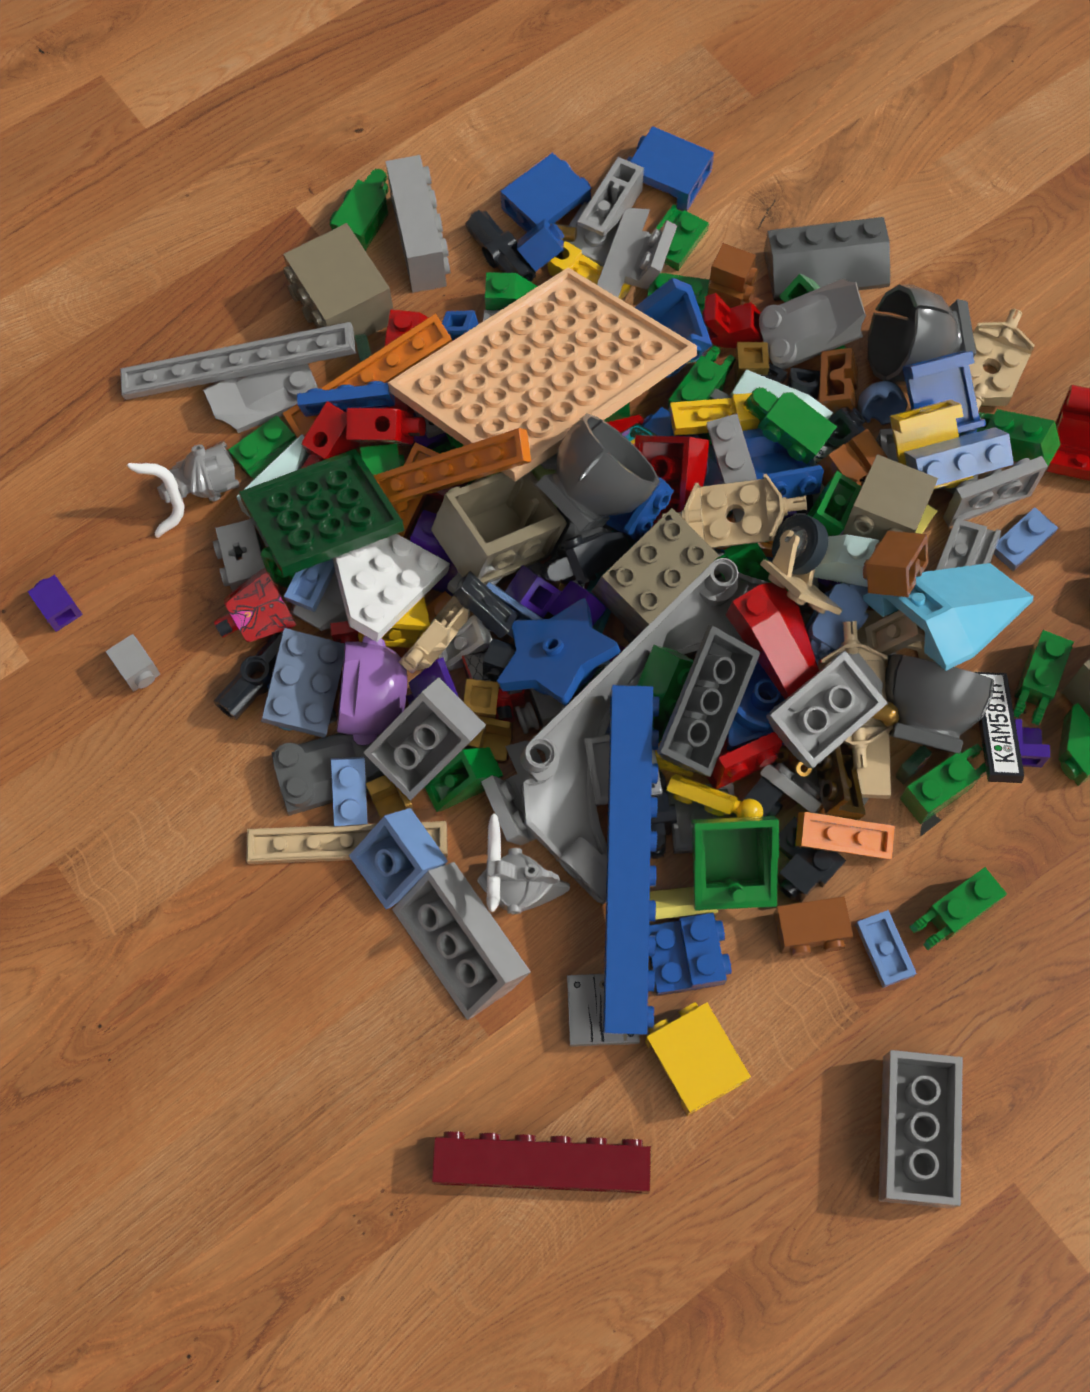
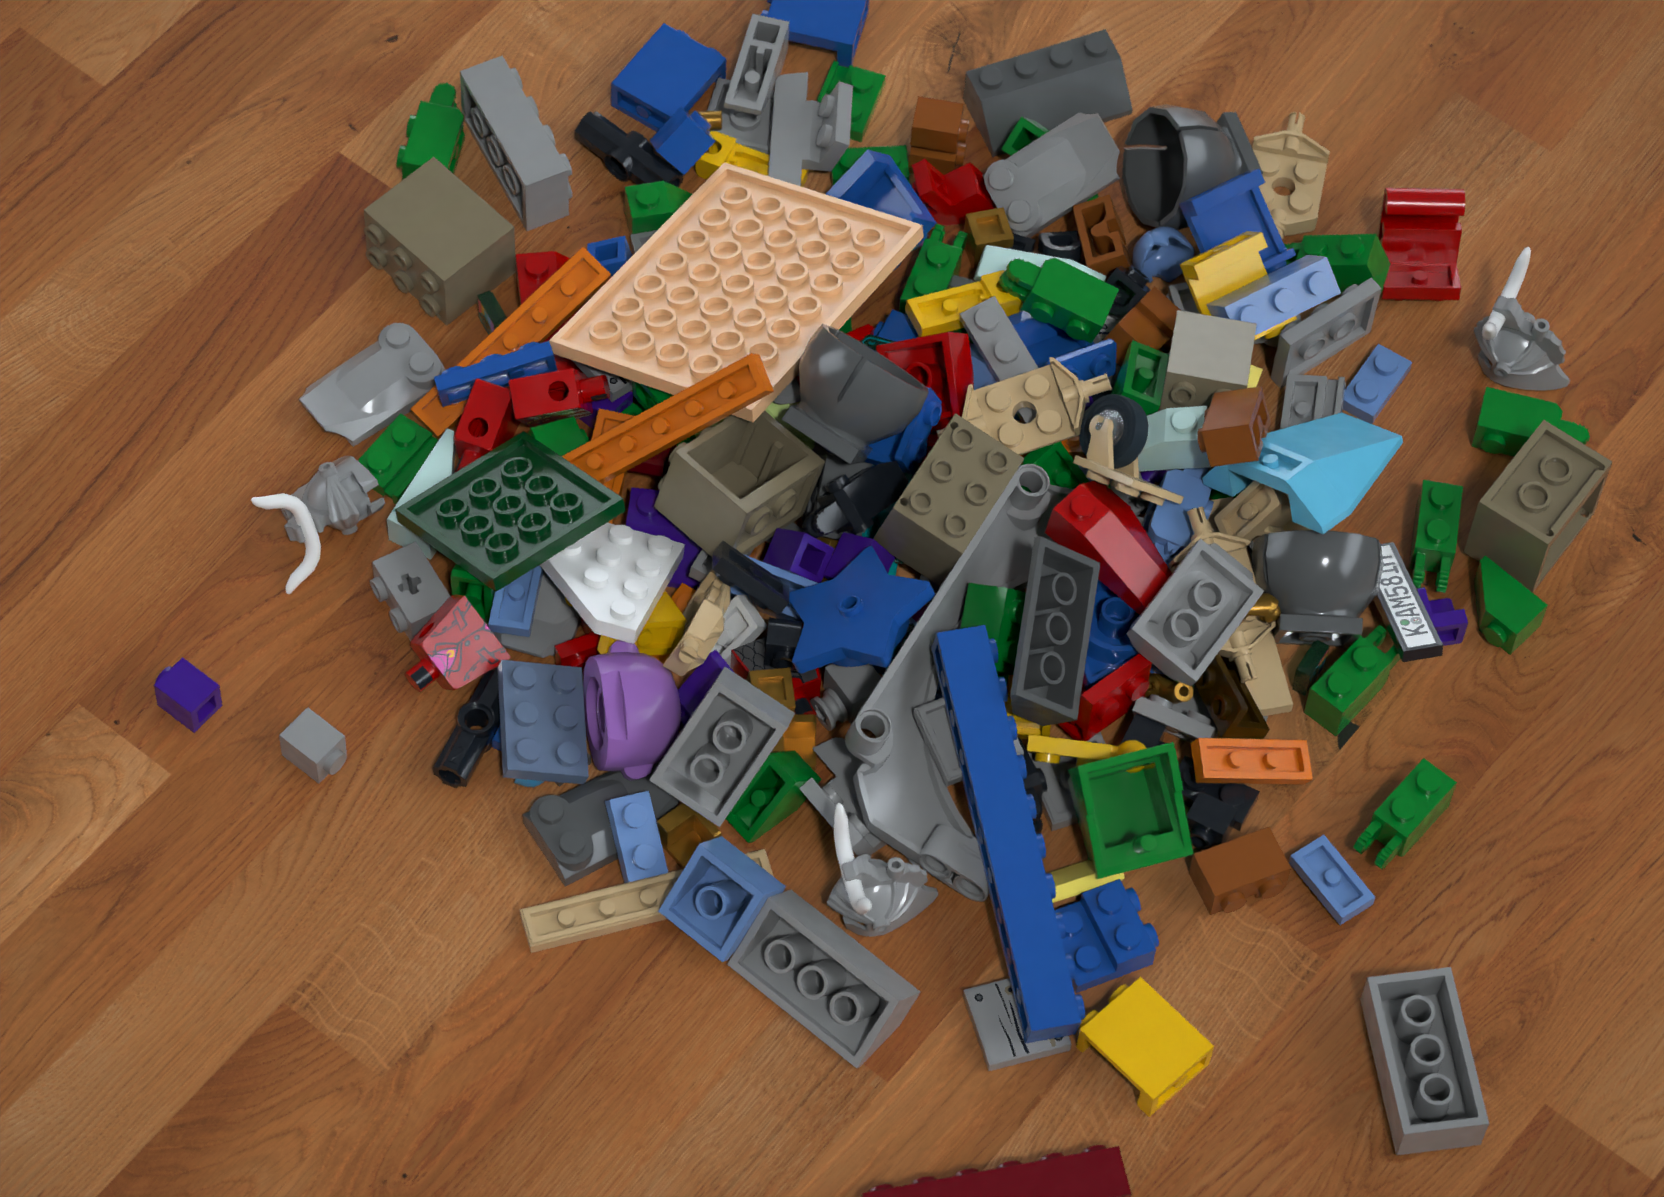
camera: 20 degrees left, 10 degrees down
(238, 360) = (332, 355): light grey tile -> none

